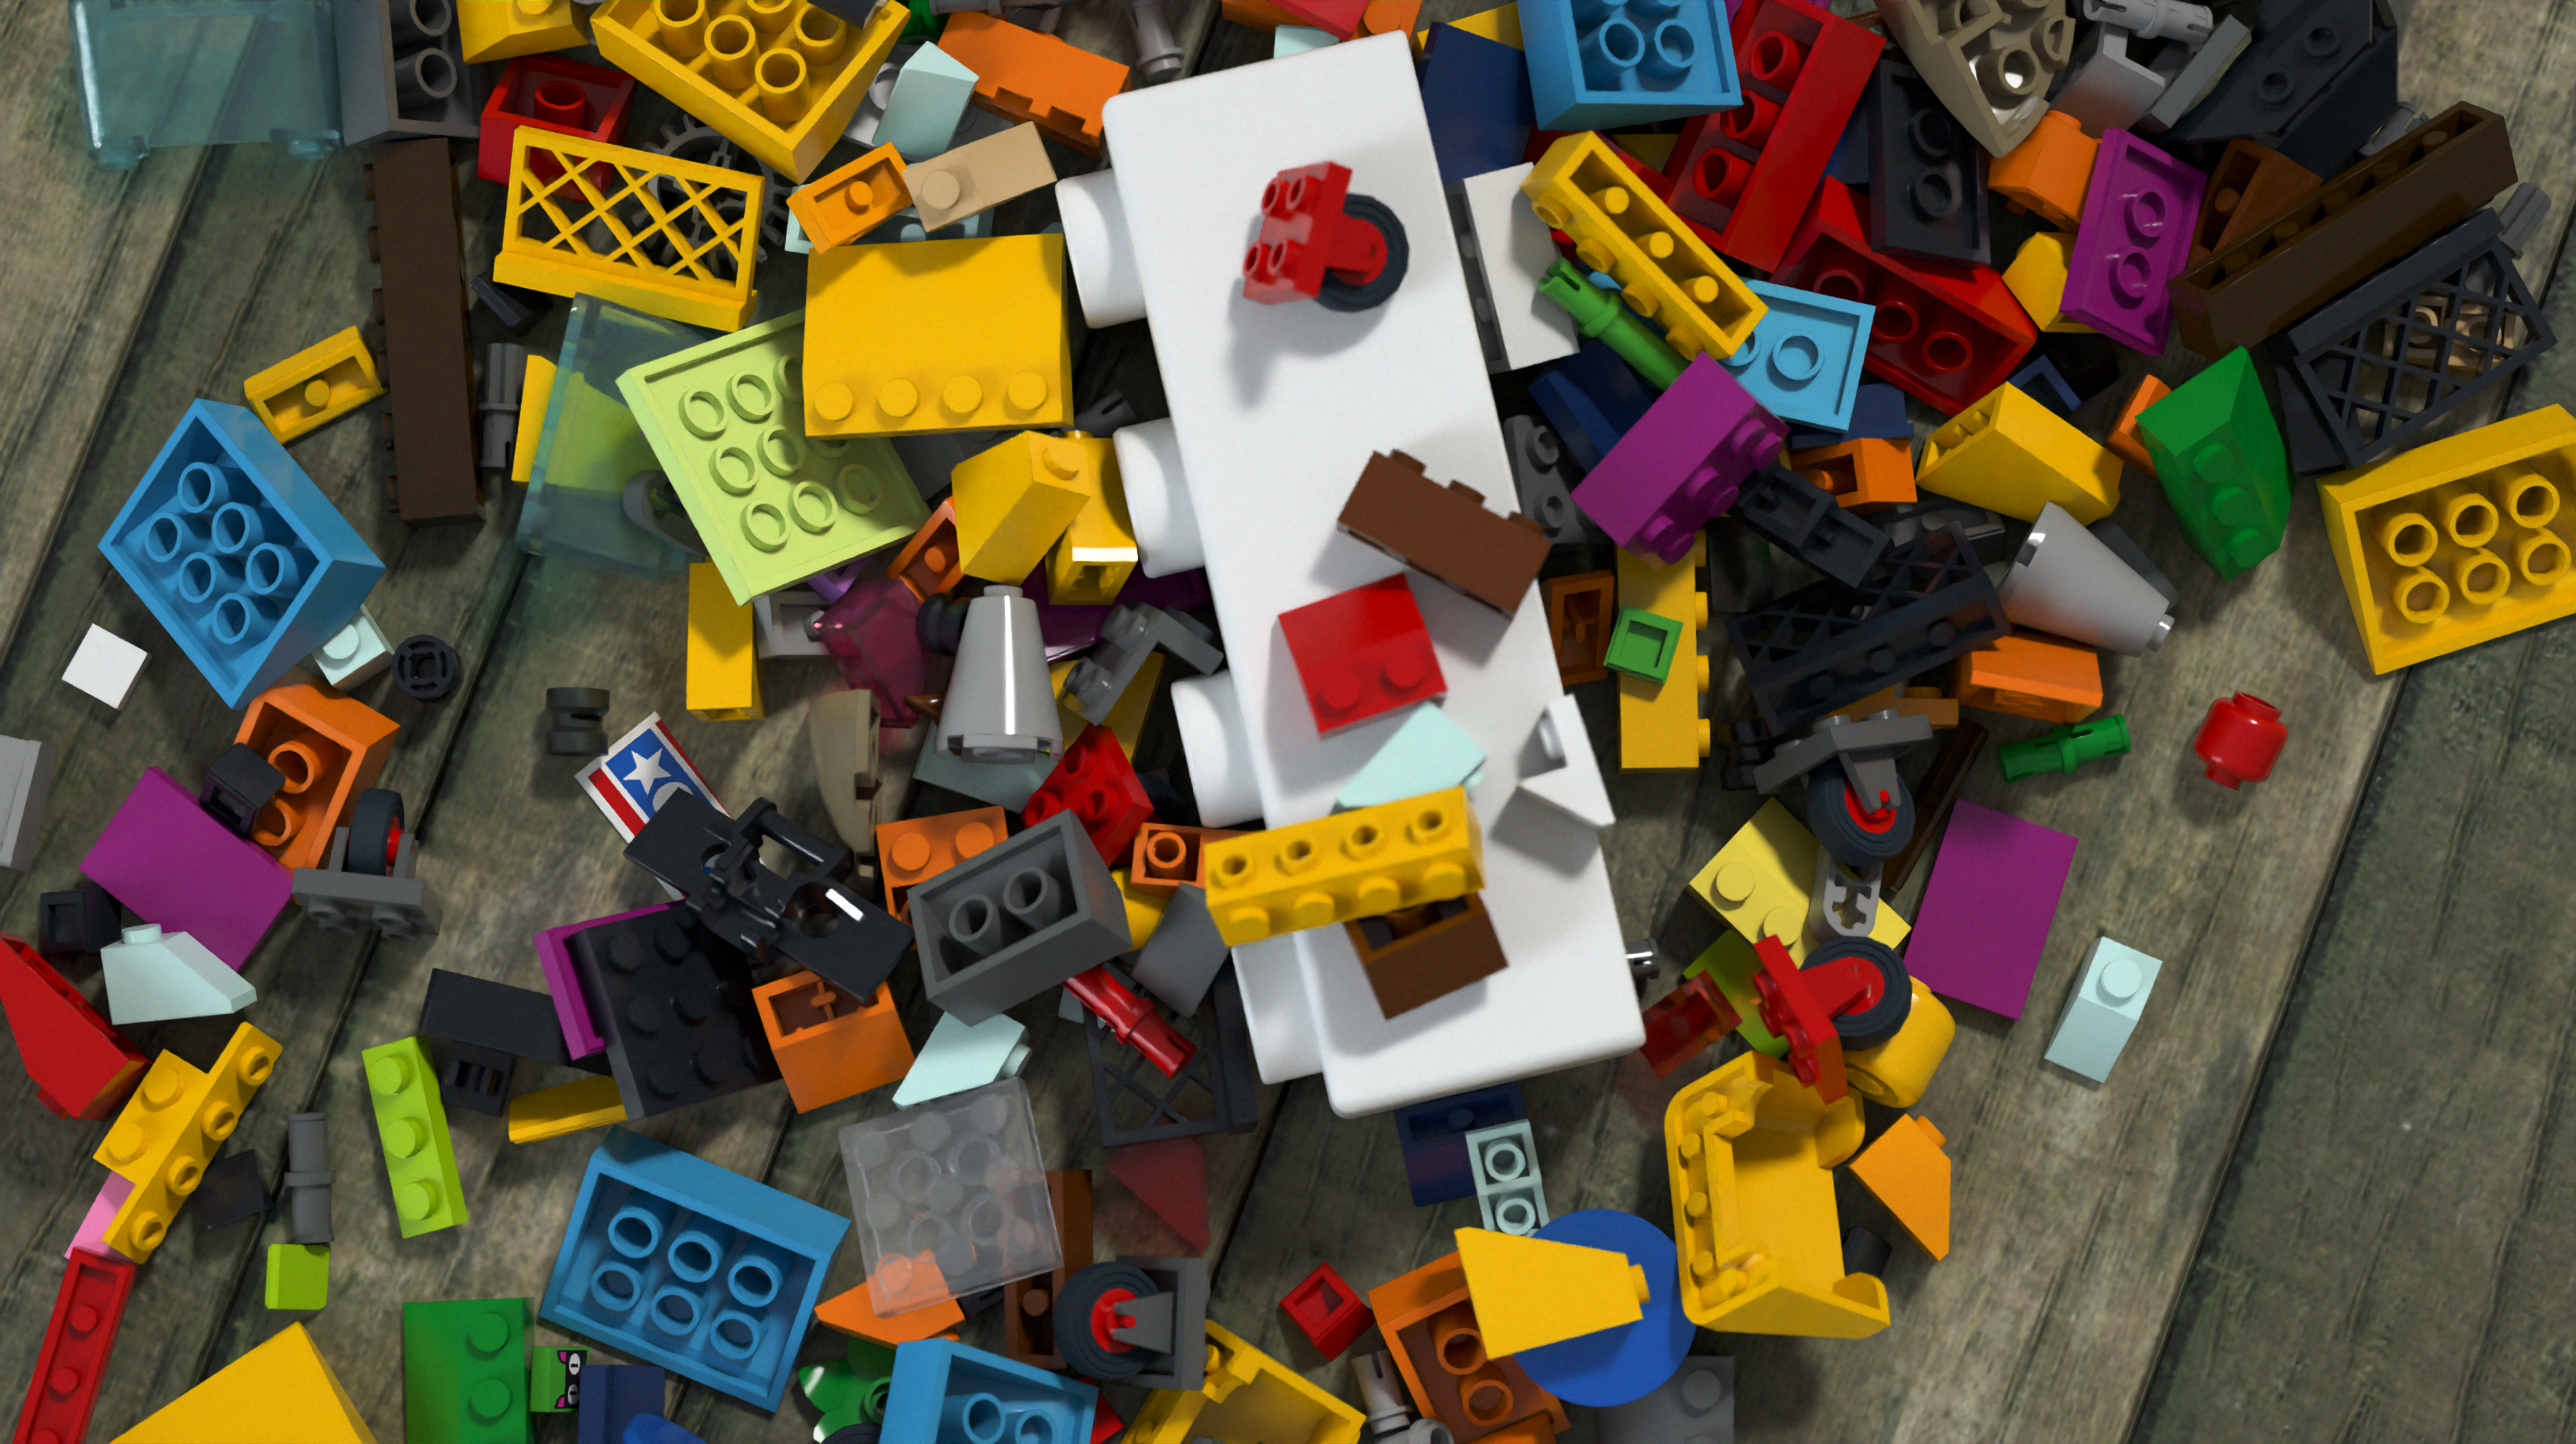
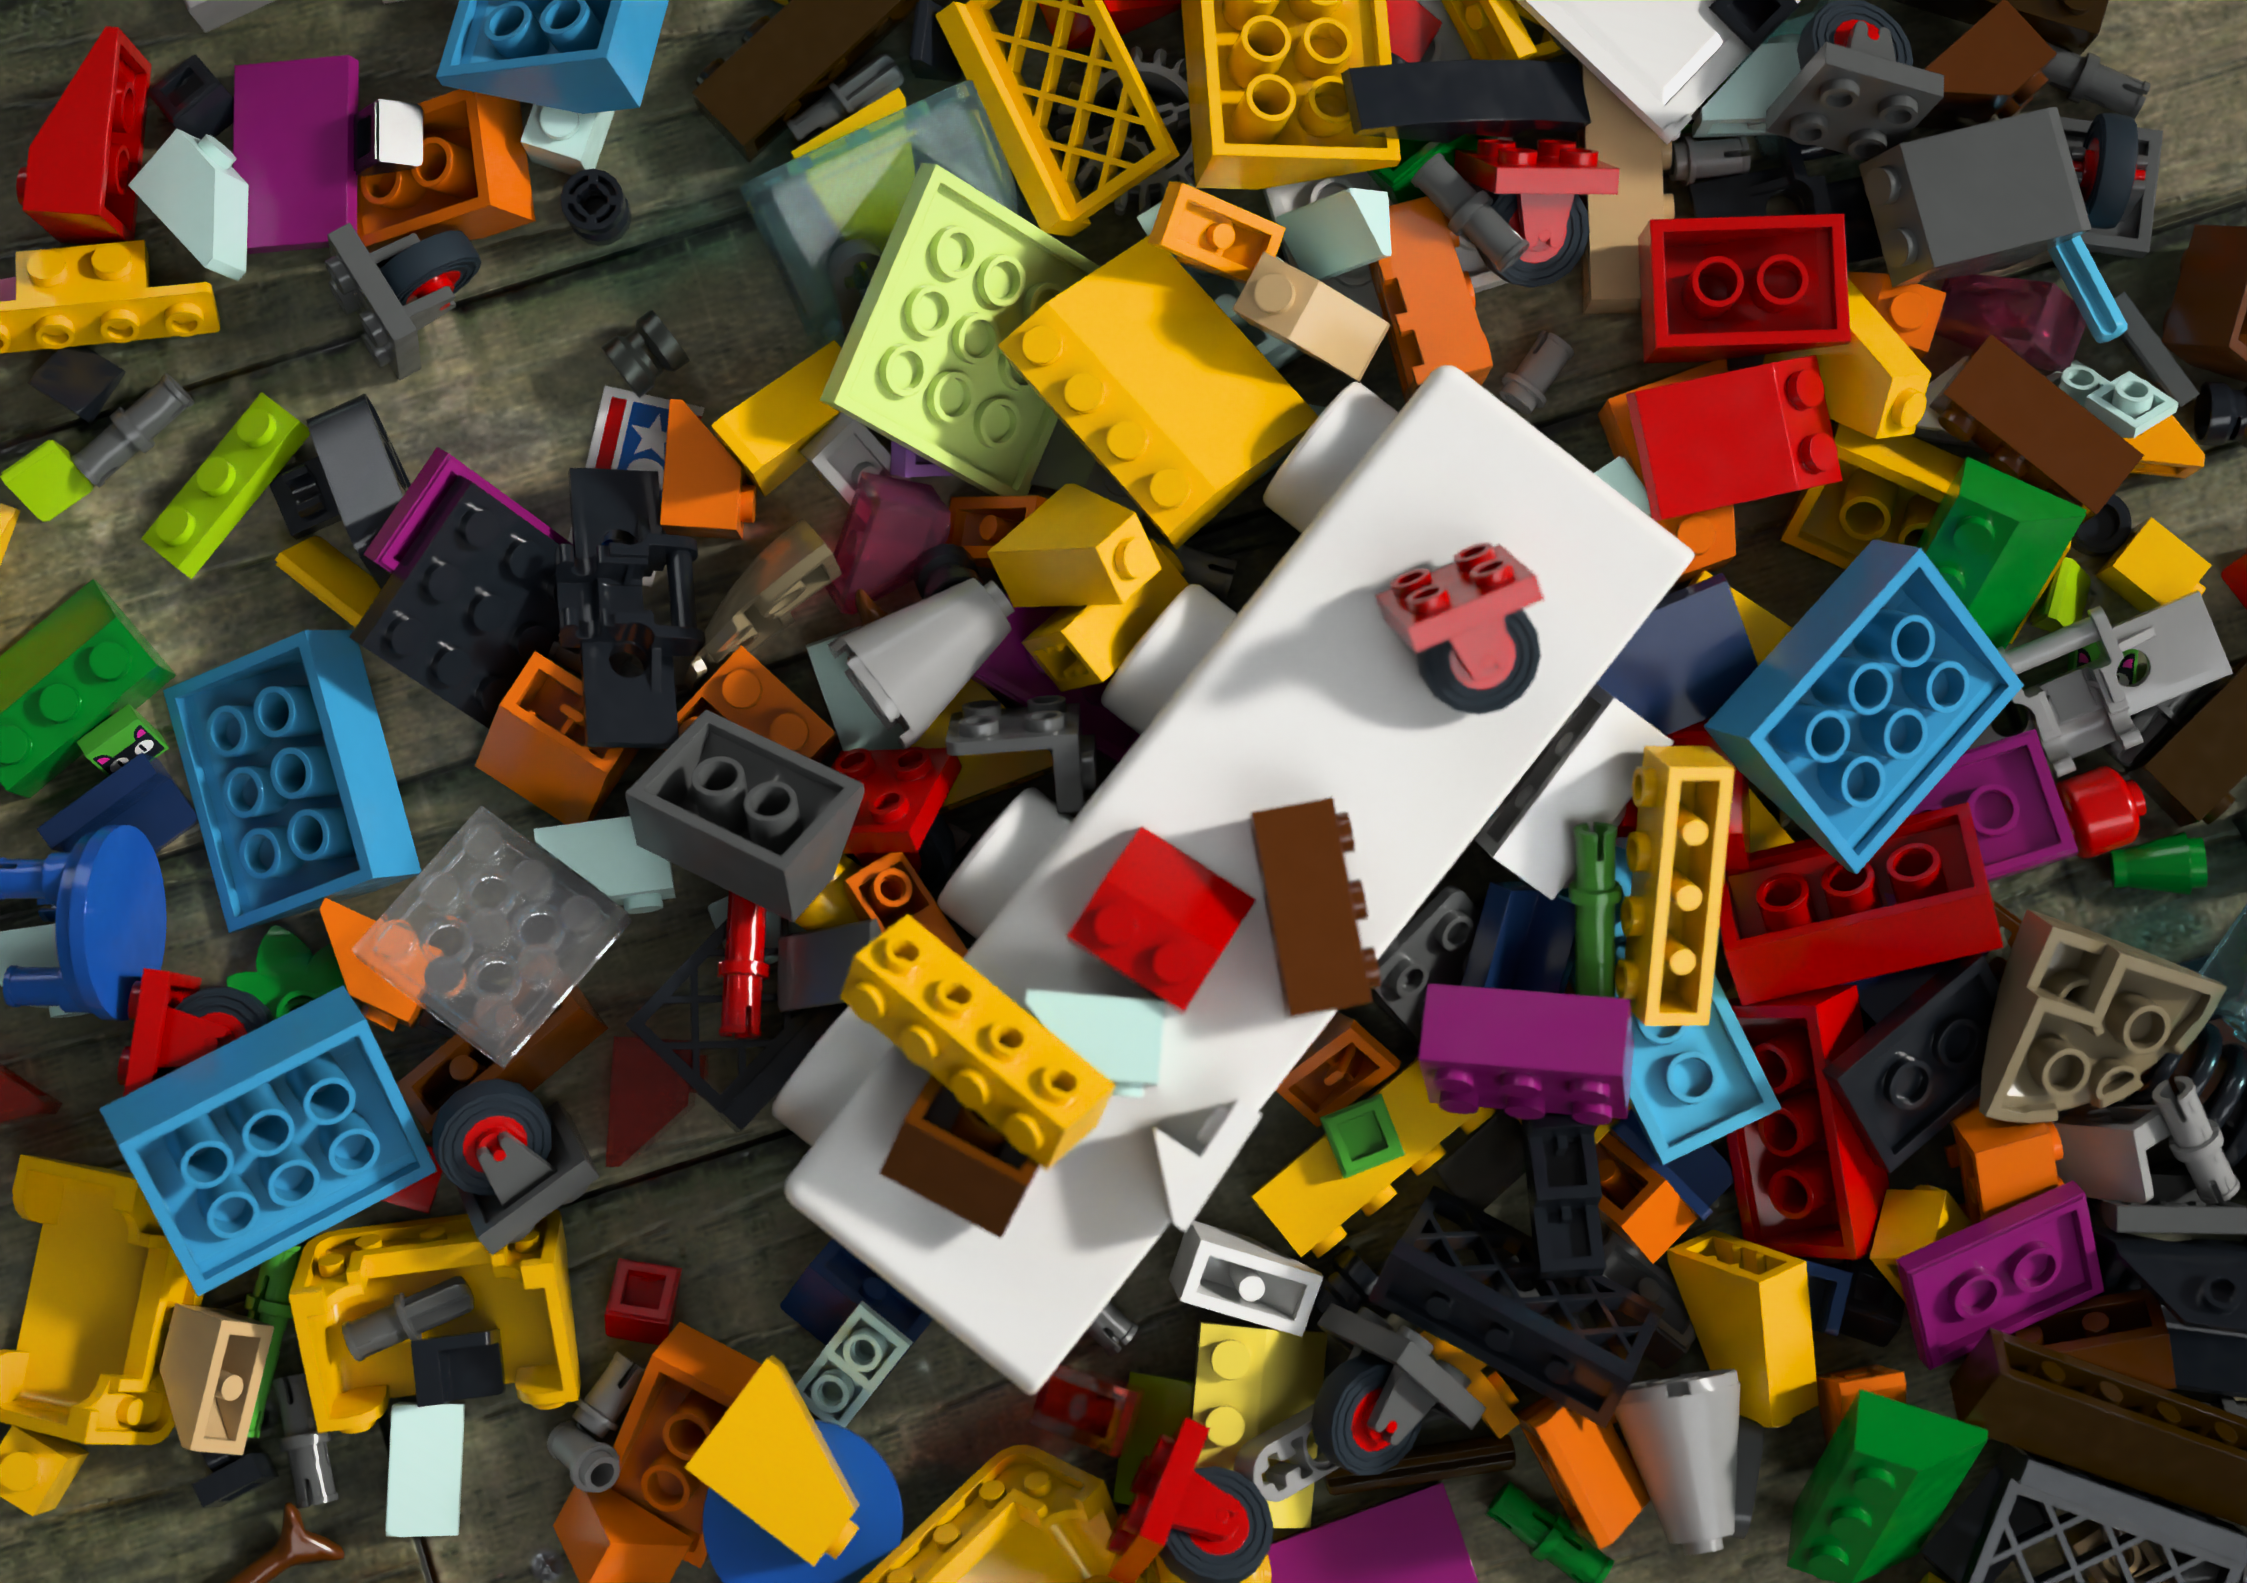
camera: 45 degrees right, 0 degrees up
(717, 755) = (702, 482): none -> orange slope
(1680, 825) = (1244, 1279): none -> white slope

